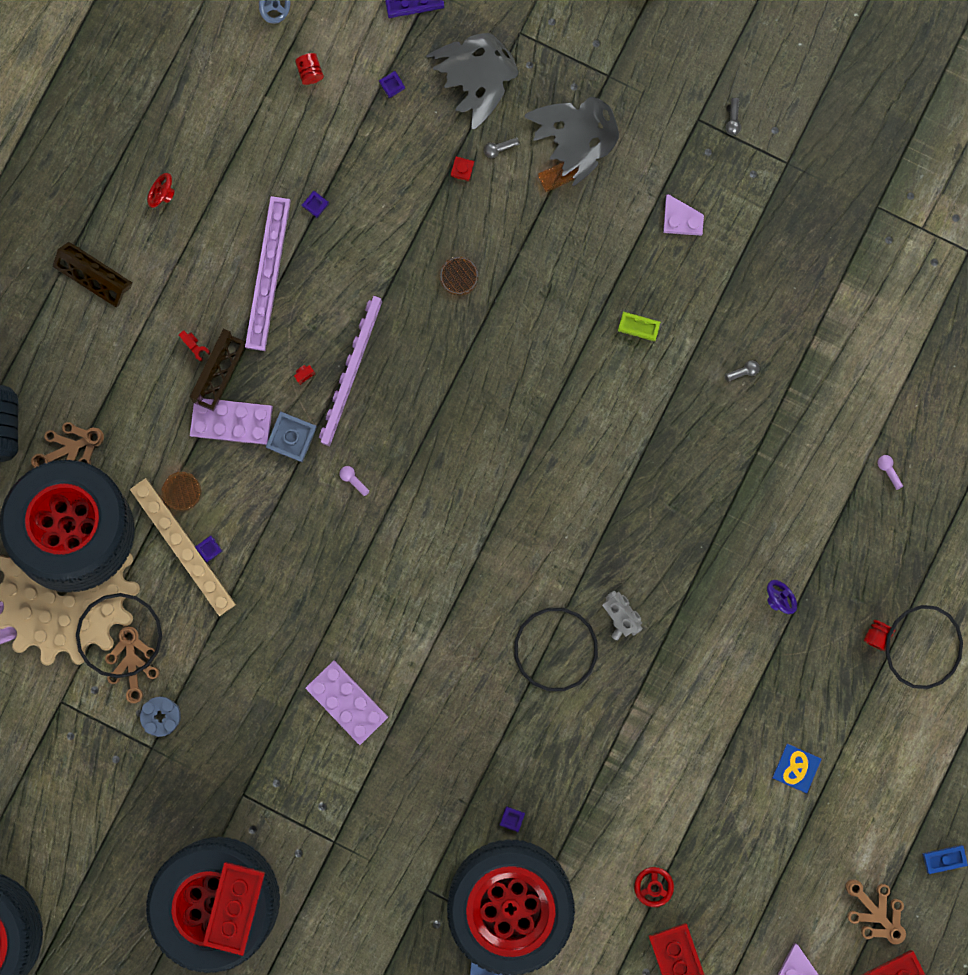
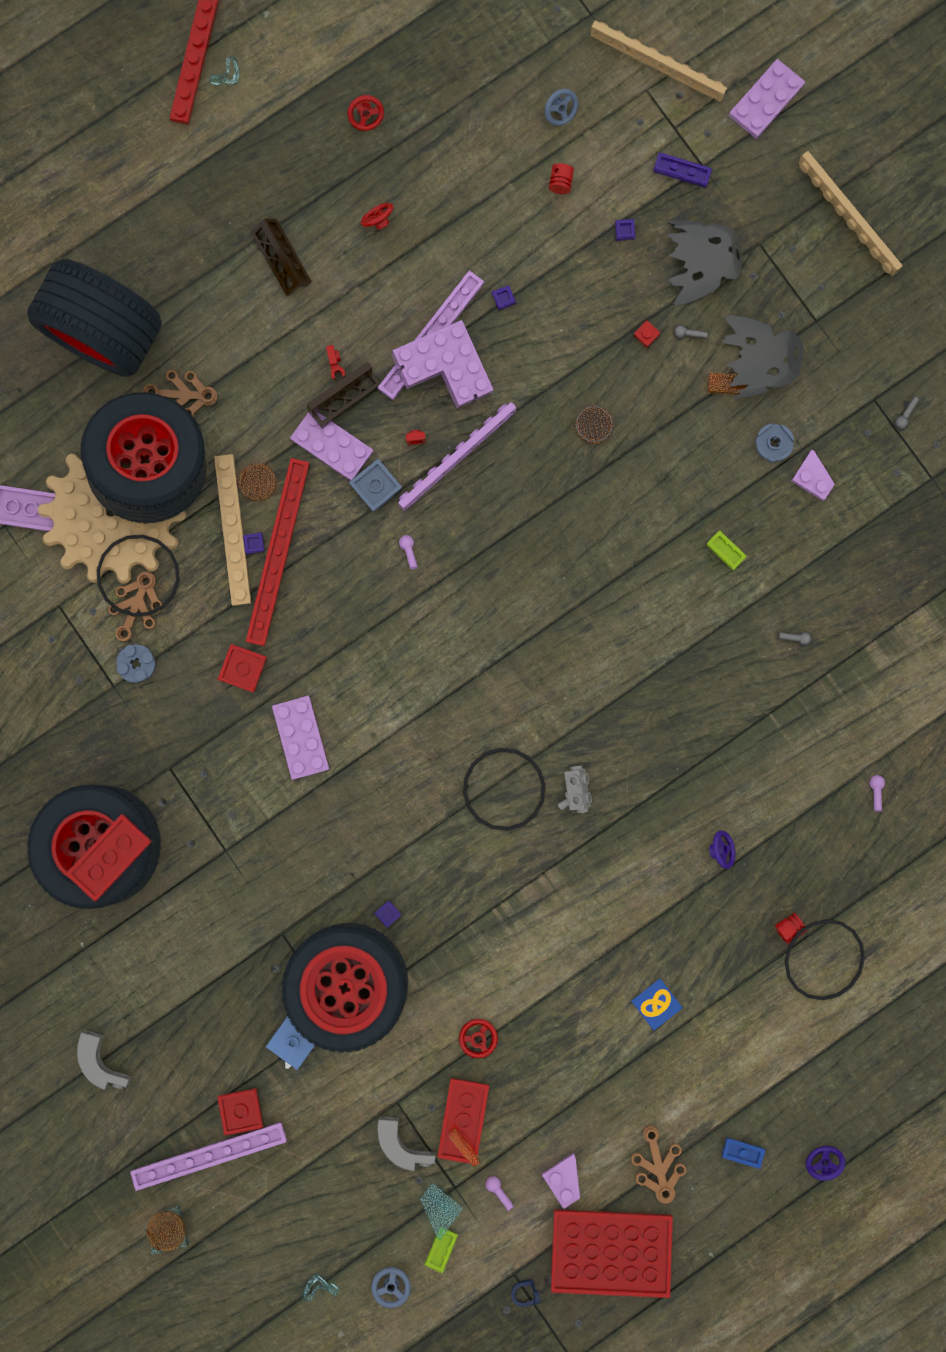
camera: 25 degrees right, 0 degrees up
(91, 96) = (362, 104): none -> red piece
(235, 545) = (277, 552): none -> red plate
(259, 668) = (242, 668): none -> red plate
(293, 283) = (447, 354): none -> lavender piece
(627, 195) = (774, 432): none -> sand blue plate

